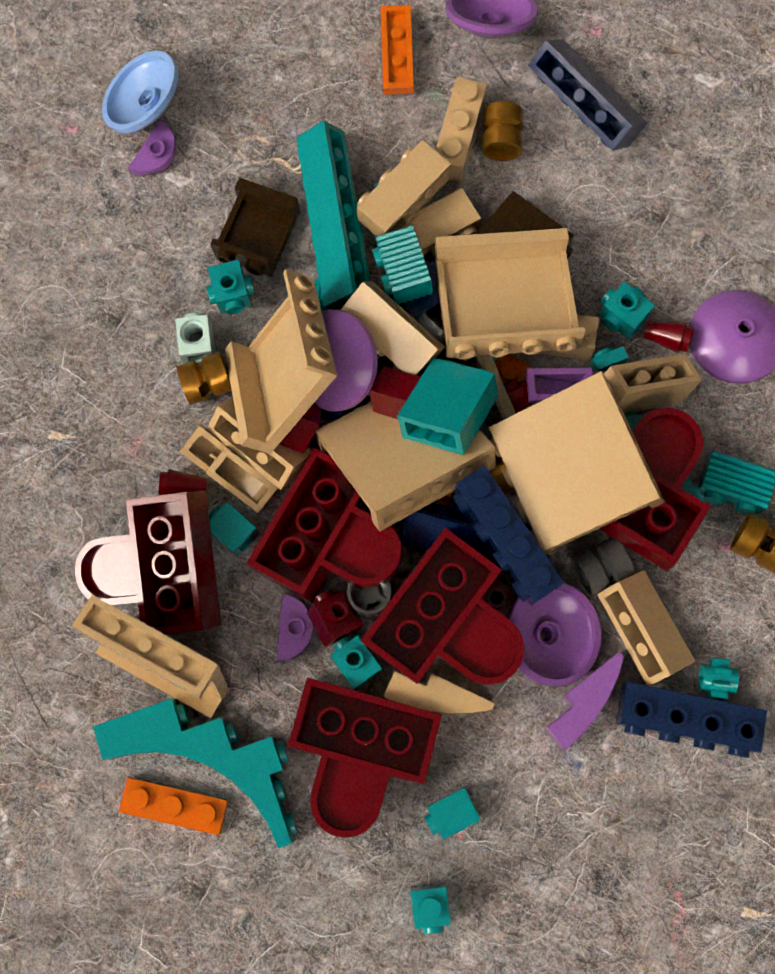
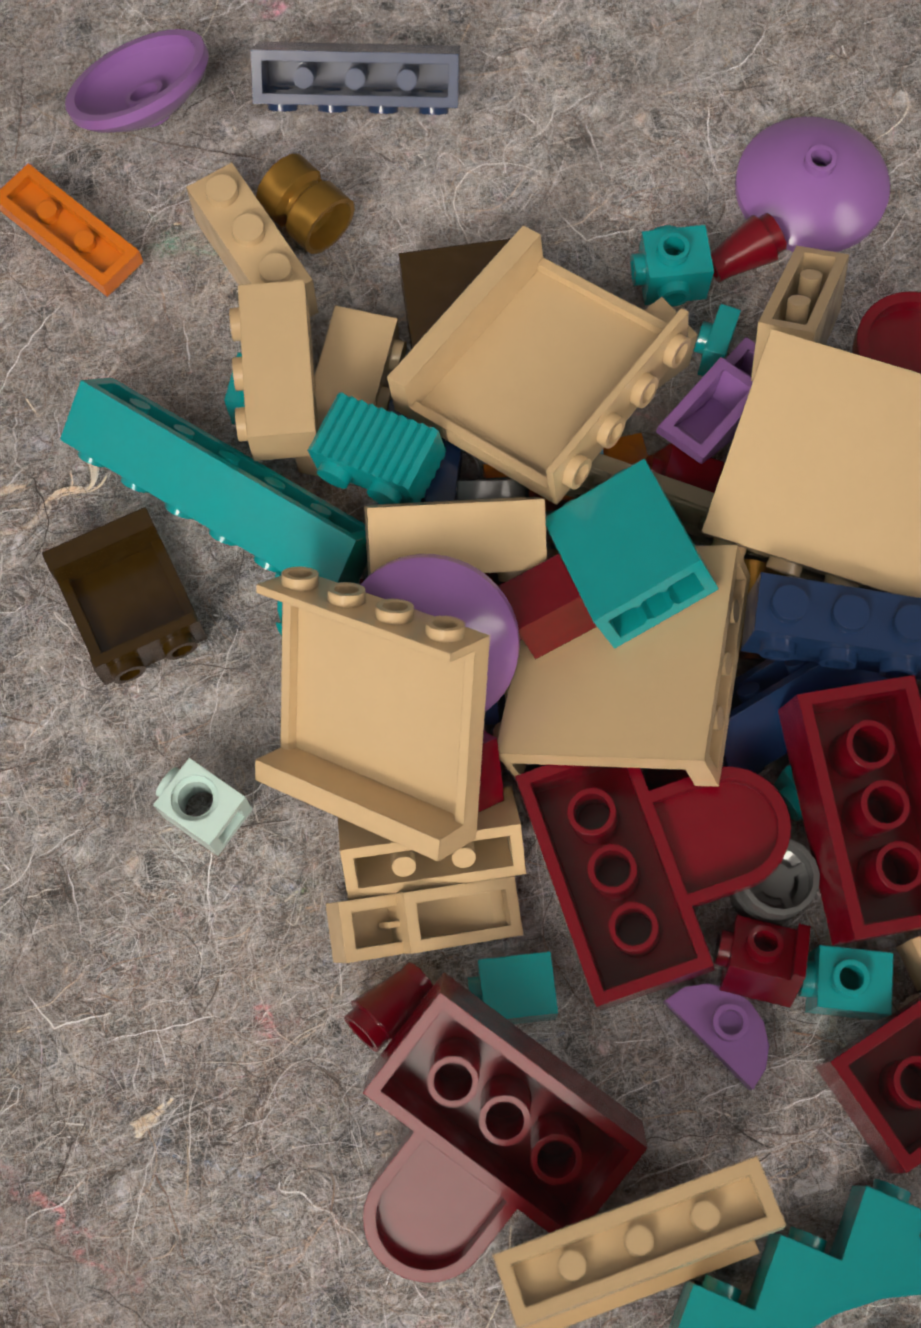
camera: 55 degrees left, 5 degrees down
(204, 378) = (270, 840): pearl gold wheel -> none
(229, 287) = (178, 698): teal brick -> none

